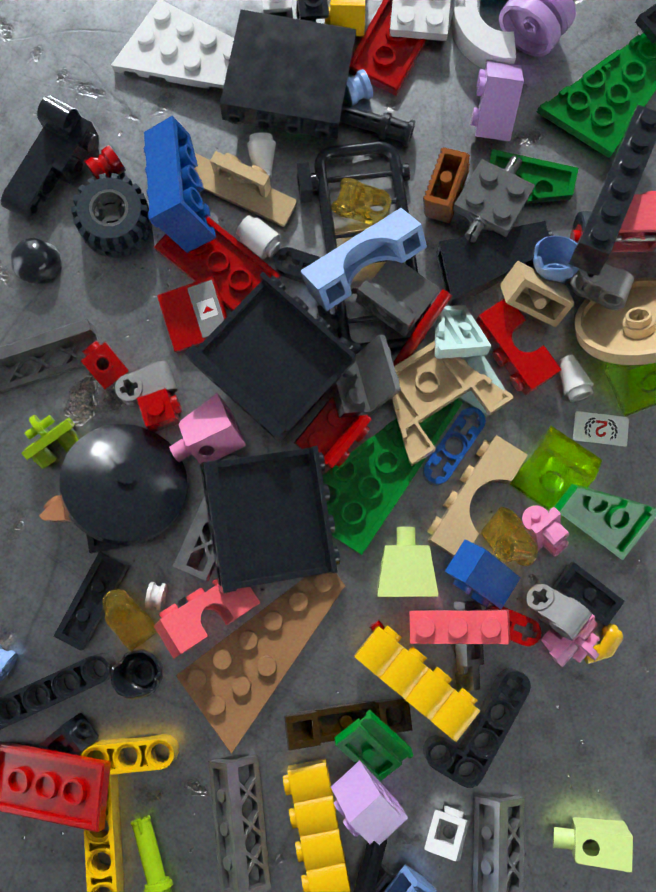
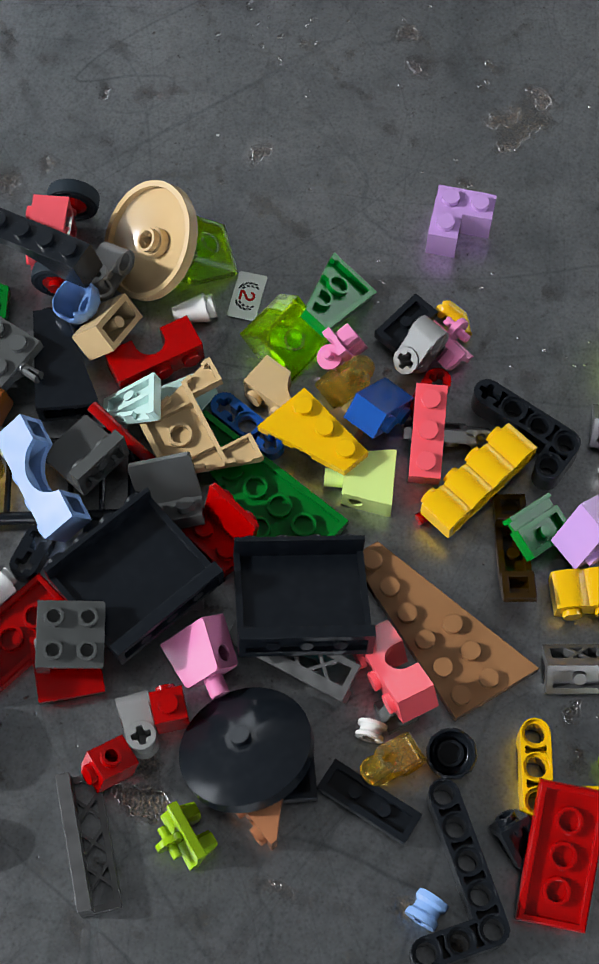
camera: 85 degrees left, 15 degrees down
(207, 307) = (69, 635): none -> dark grey bracket
(444, 512) = (313, 430): none -> yellow wing

